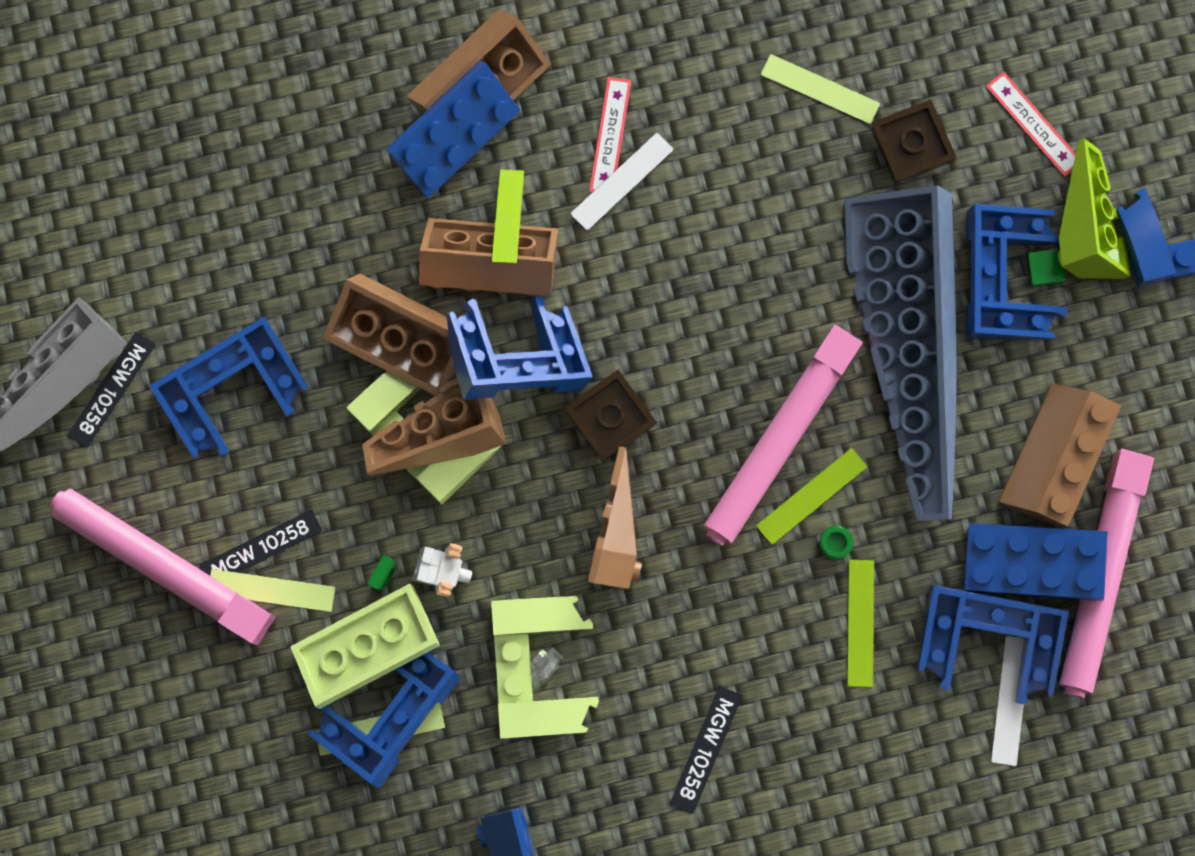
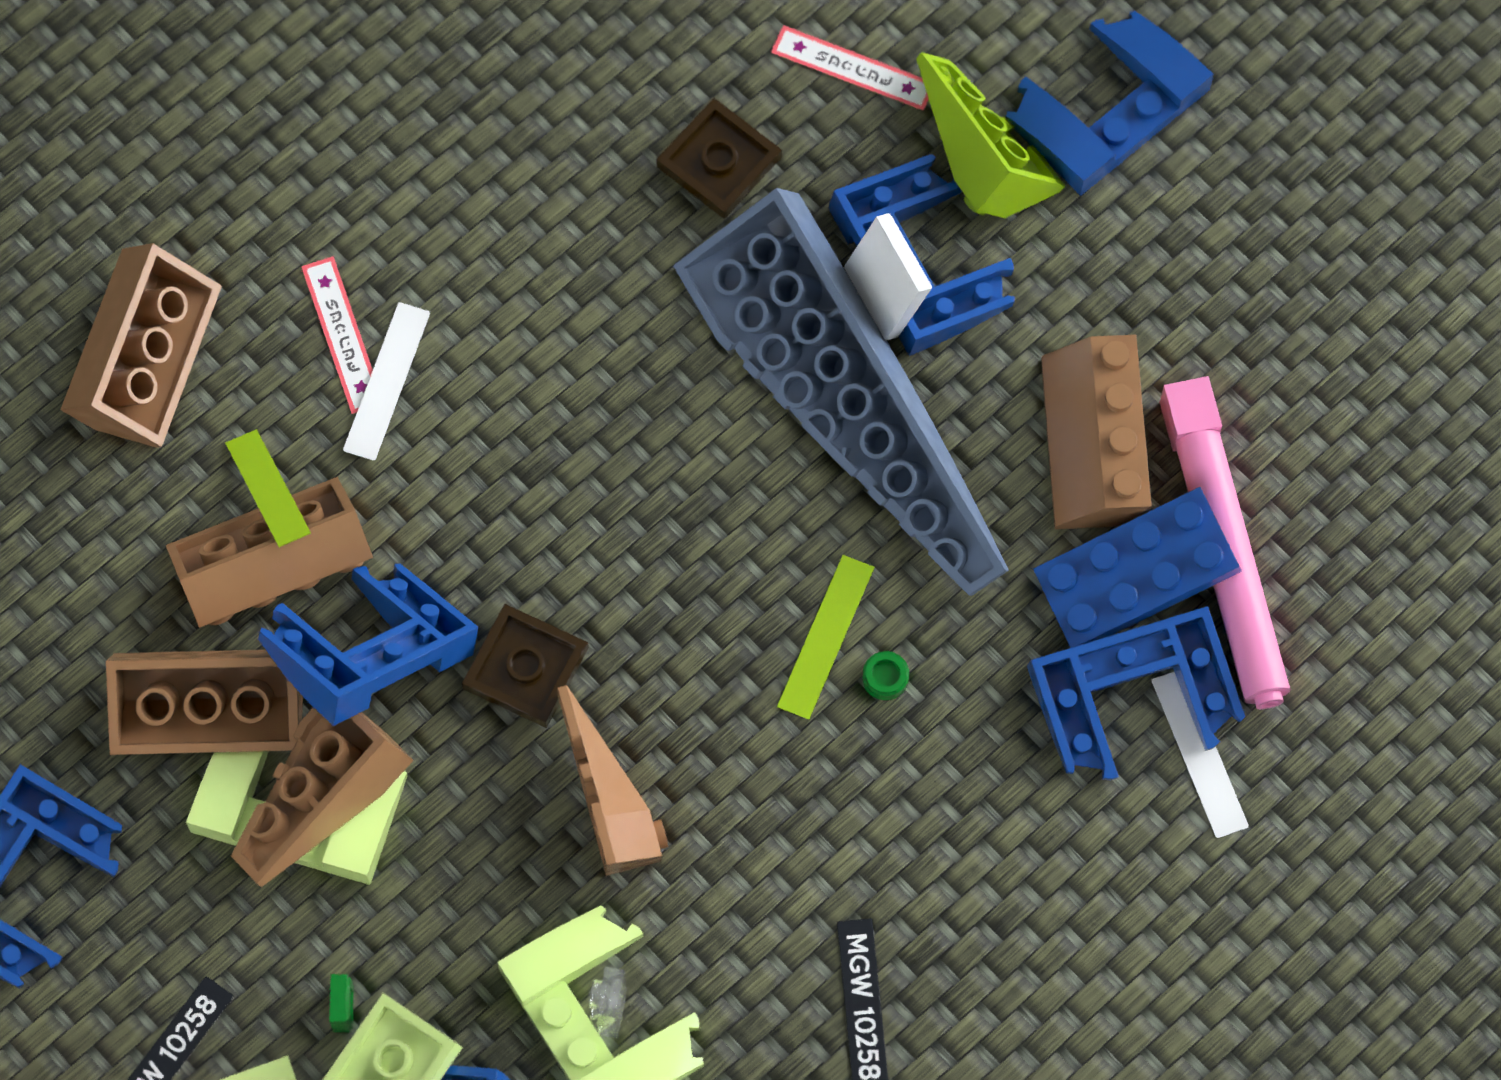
camera: 30 degrees left, 10 degrees down
(441, 569) = (411, 958): white piece -> none
(453, 129) = (142, 420): blue plate -> none
(781, 436) = (750, 581): bright pink brick -> none
(820, 89) = (572, 153): yellowish green sticker -> none
(860, 623) = (969, 756): lime sticker -> none
(978, 282) = (887, 276): none -> white tile
(1044, 268) = (959, 227): green tile -> none

